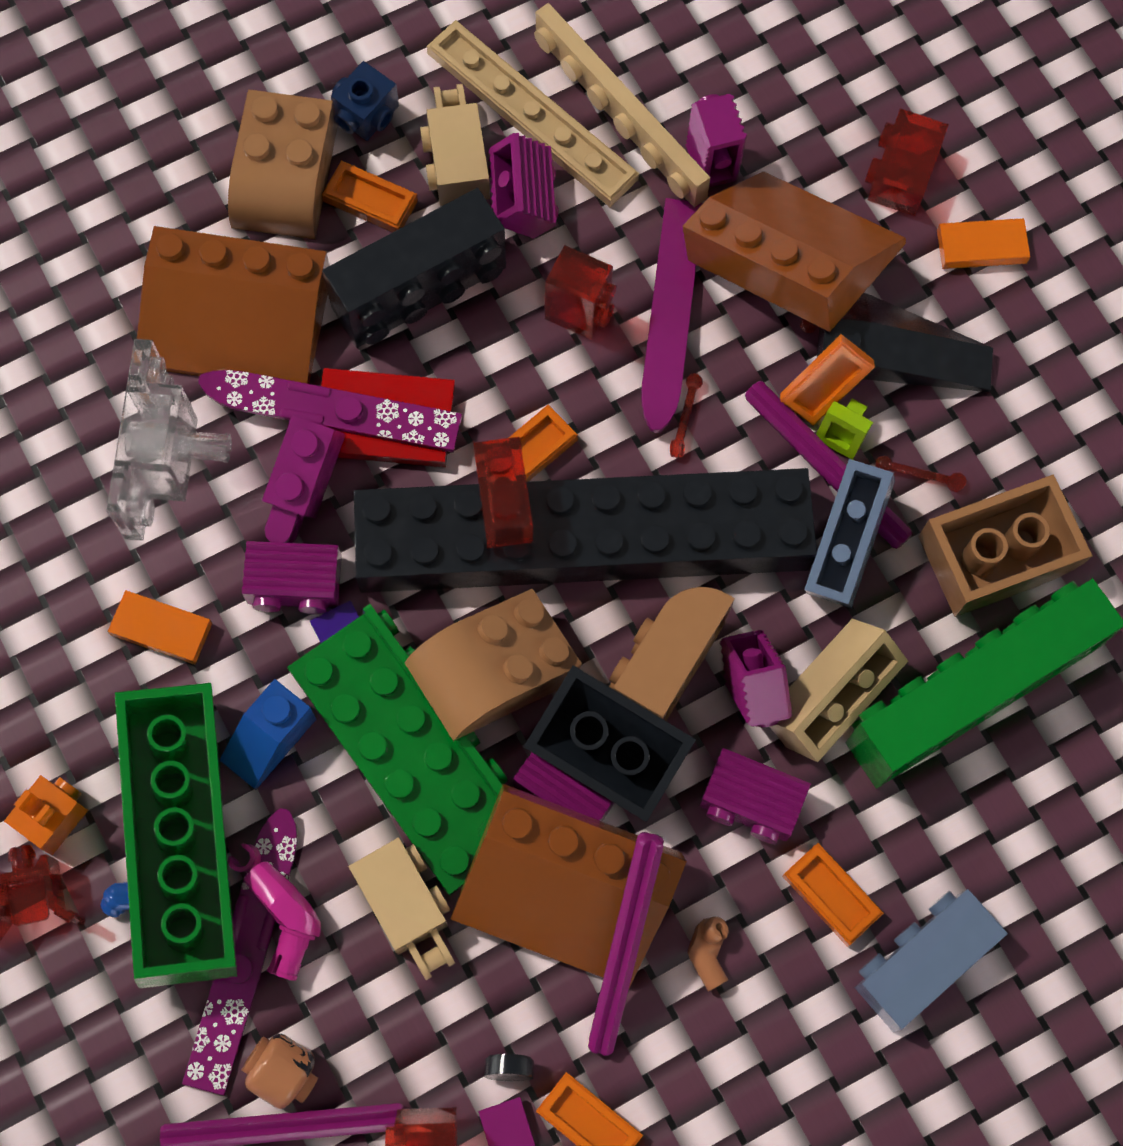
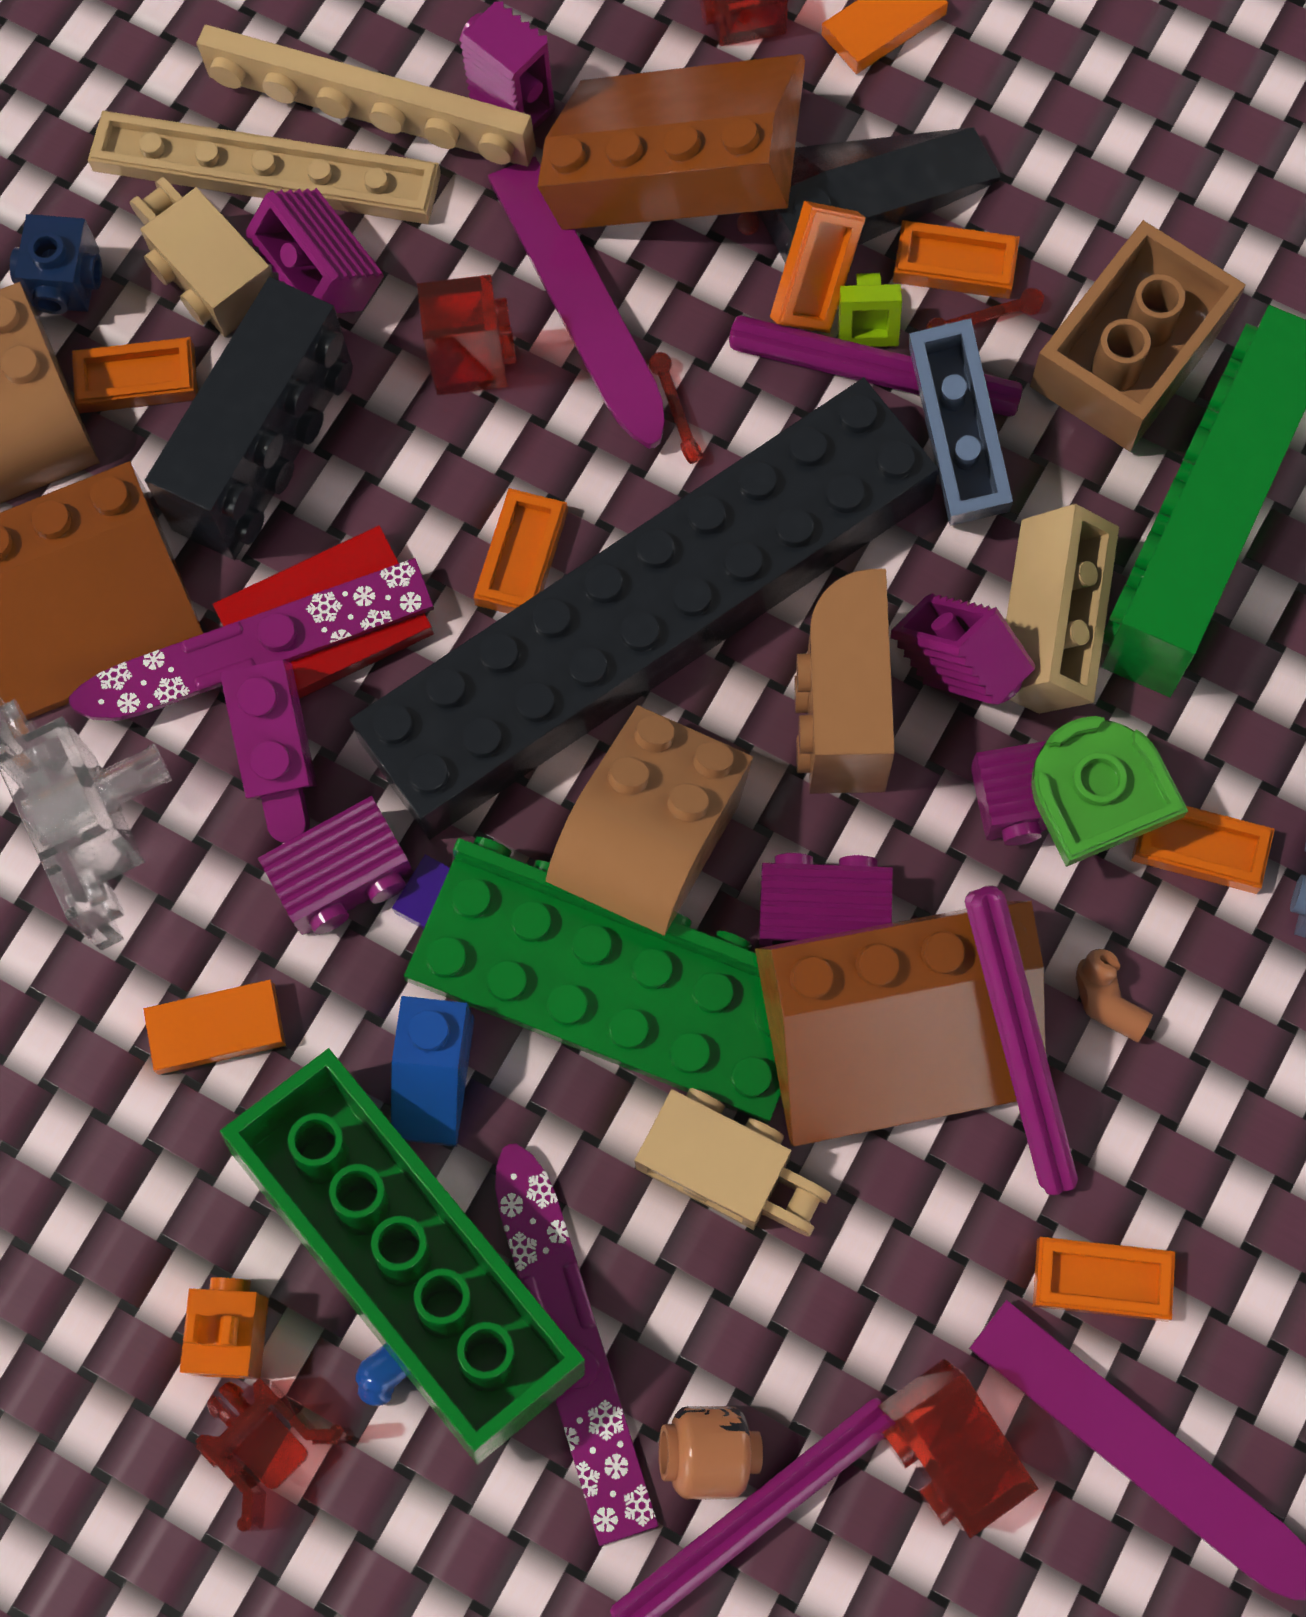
camera: 25 degrees left, 0 degrees up
(287, 906) = (594, 1257): dark pink arm -> none
(503, 492) = (536, 609): clear red brick -> none
(509, 1067) = (972, 1274): black tile -> none
(609, 743) = (848, 823): black slope -> none
(784, 818) = (1101, 787): none -> bright green tile
(925, 426) = (956, 259): none -> orange tile

